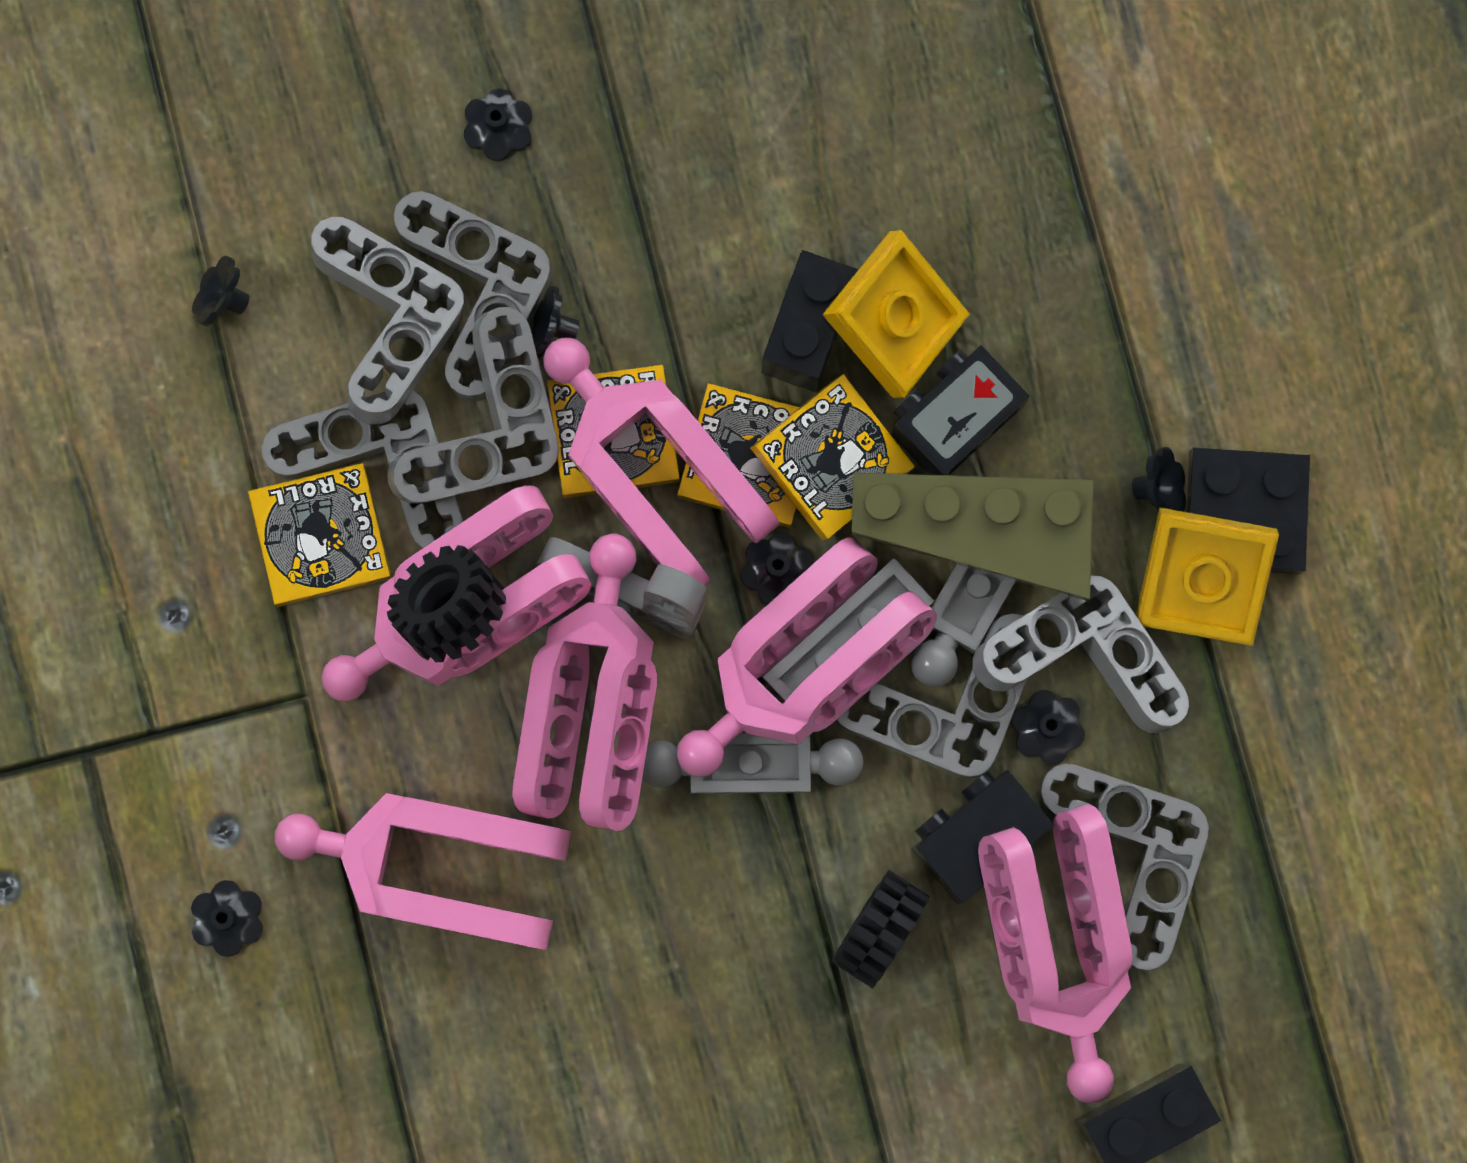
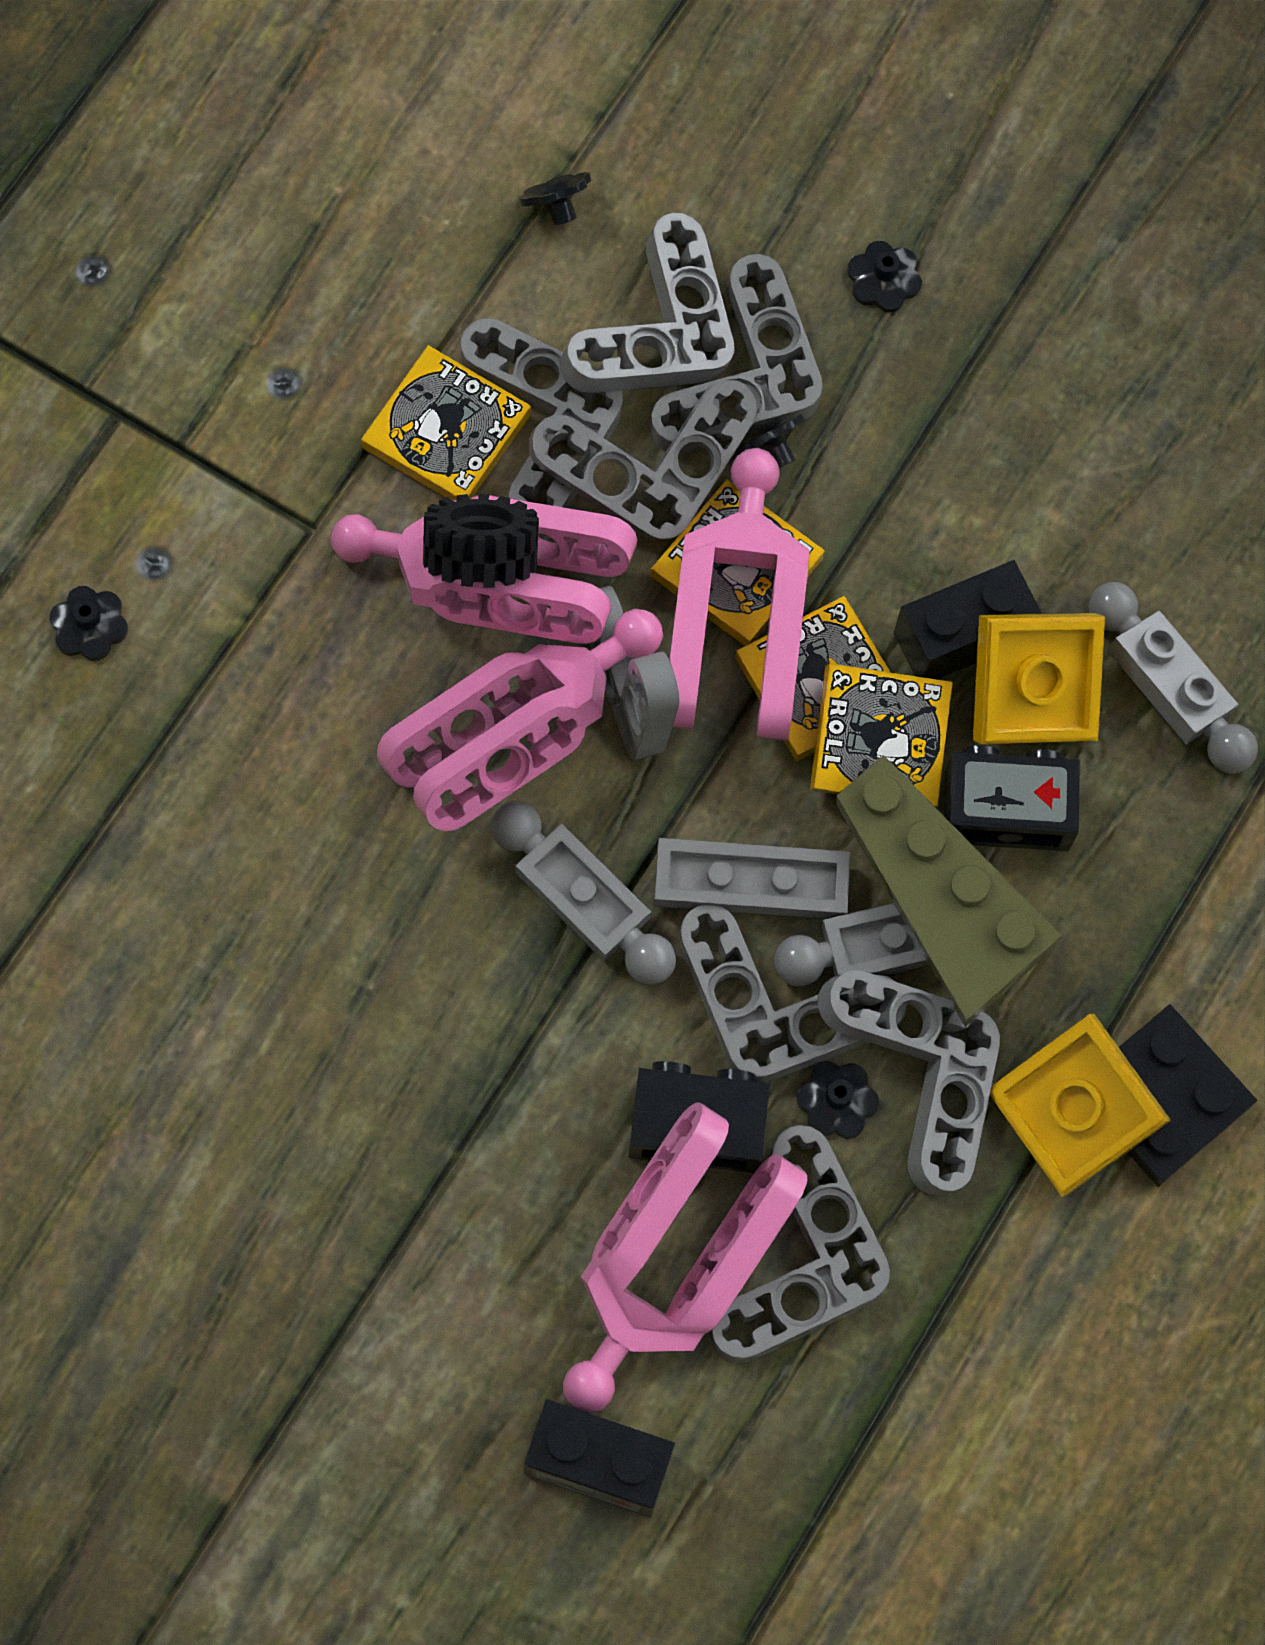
camera: 45 degrees right, 10 degrees down
(366, 853) = (243, 669): bright pink piece -> none
(760, 574) = (754, 793): black plant -> none
(833, 684) = (681, 883): bright pink piece -> none
(880, 929) = (548, 1101): black tyre -> none
(974, 220) = (1174, 678): none -> light grey plate
(1163, 482) = (1120, 1003): black plant -> none

